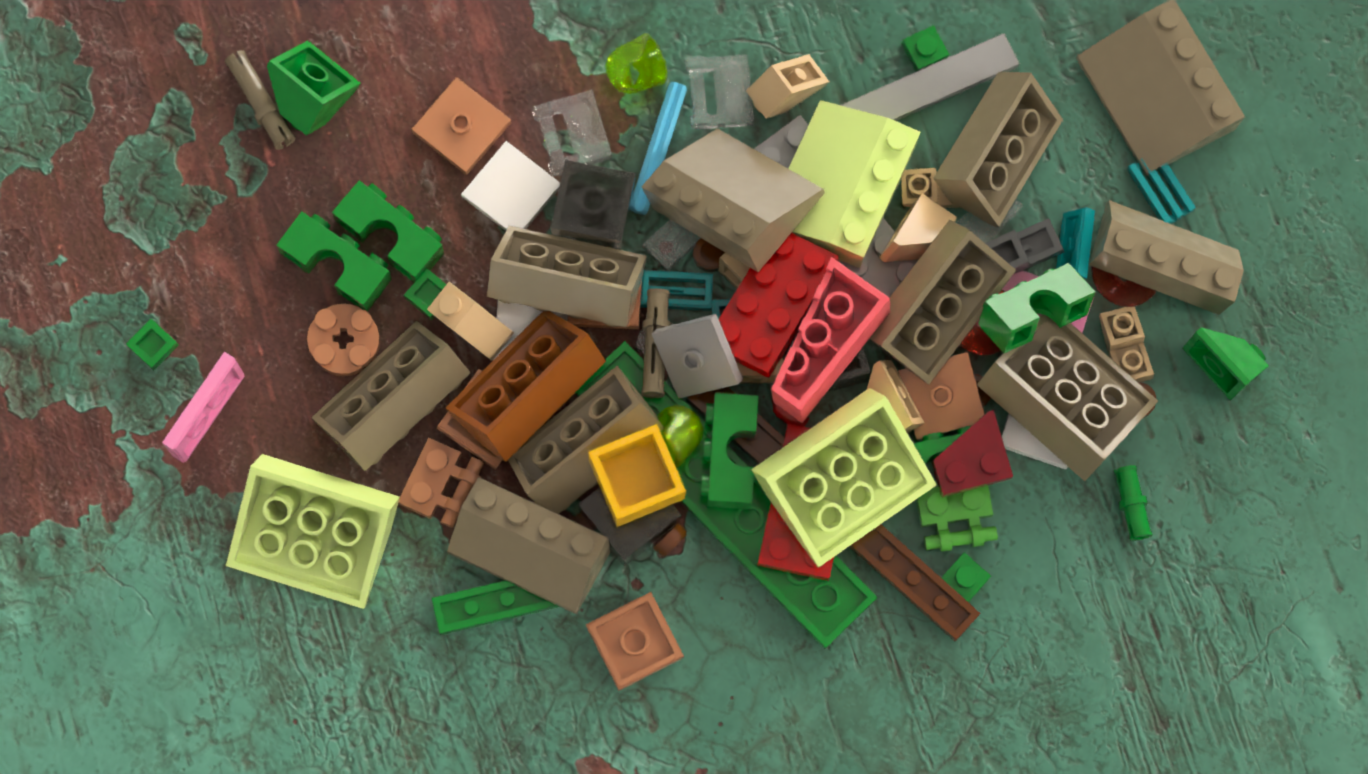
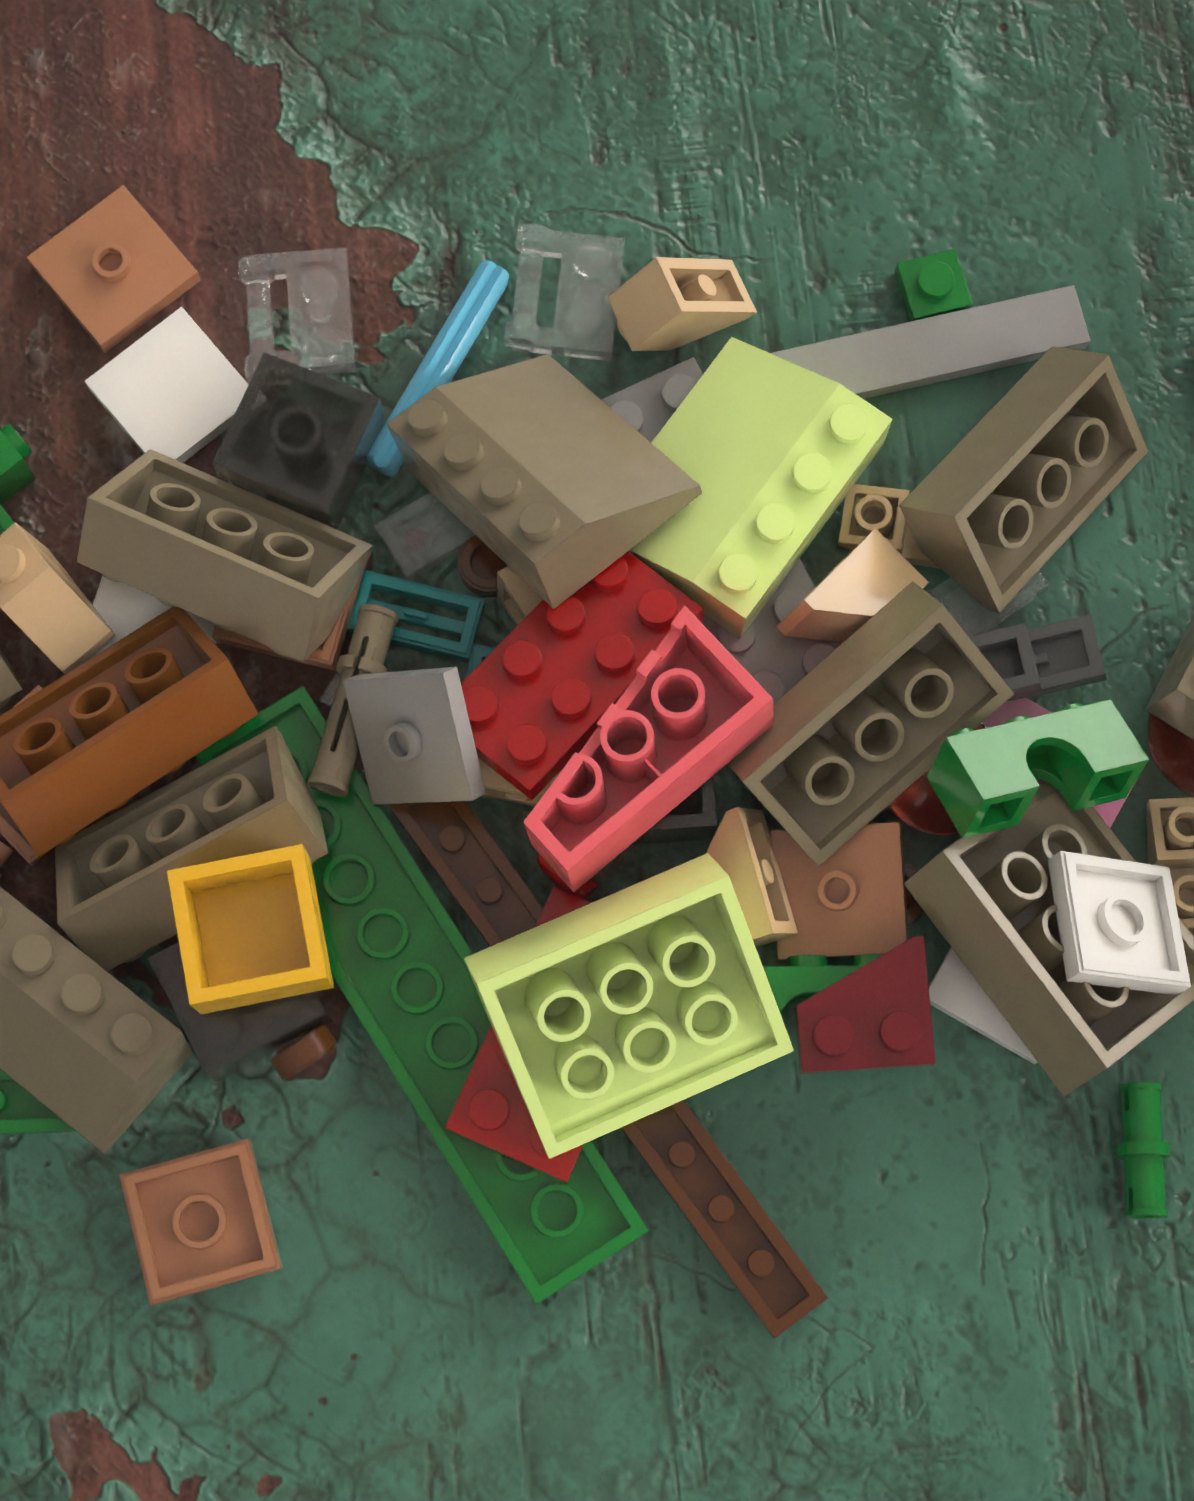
camera: 15 degrees right, 0 degrees up
(645, 57) = (449, 208): clear neon green hair -> none
(681, 431) = (355, 868): clear neon green hair -> none
(731, 418) = (451, 859): green arch -> none
(959, 507) = (832, 1096): bright green plate -> none
(966, 577) = (815, 1225): green plate -> none
(1076, 239) = (1133, 661): teal tile -> none
(1096, 383) = (1118, 923): none -> white tile

